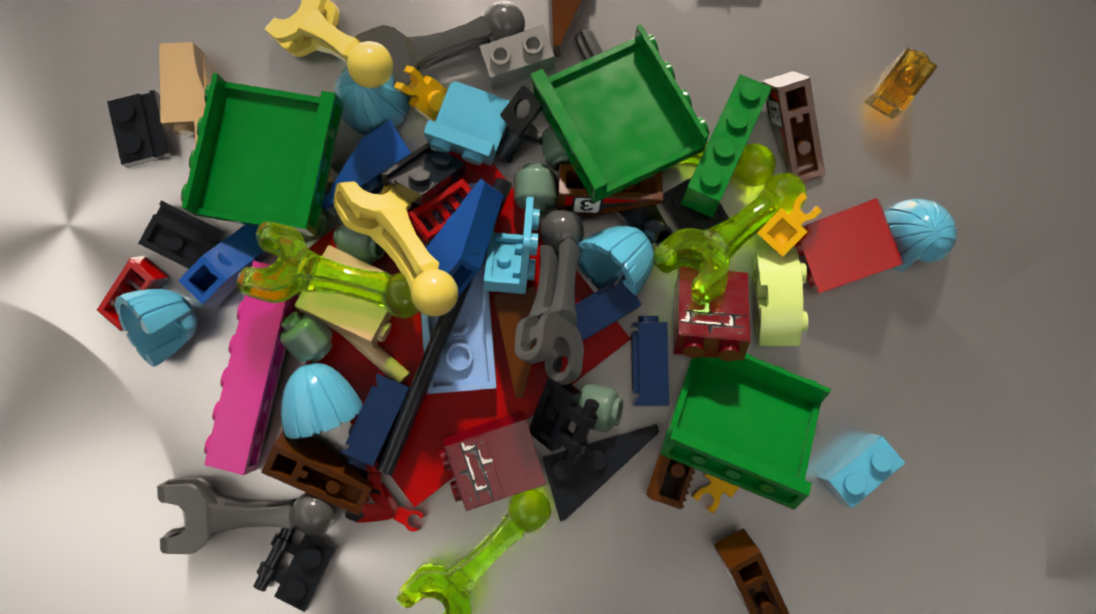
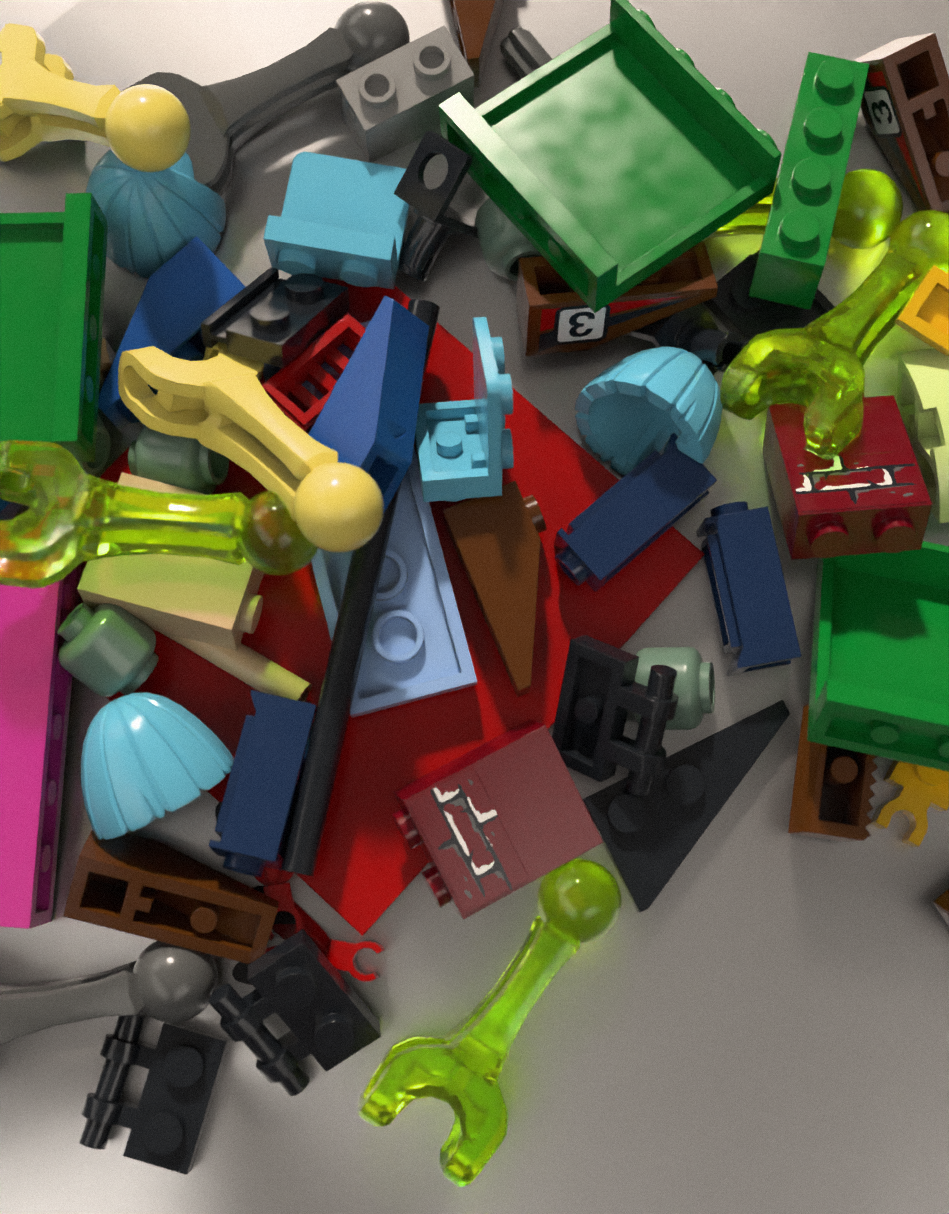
camera: 15 degrees left, 5 degrees down
(382, 537) = (313, 1003): none -> black plate
(425, 92) = (253, 179): yellow plate -> none
(538, 182) = (480, 293): sand green head -> none
(554, 311) = (563, 527): dark grey piece -> none

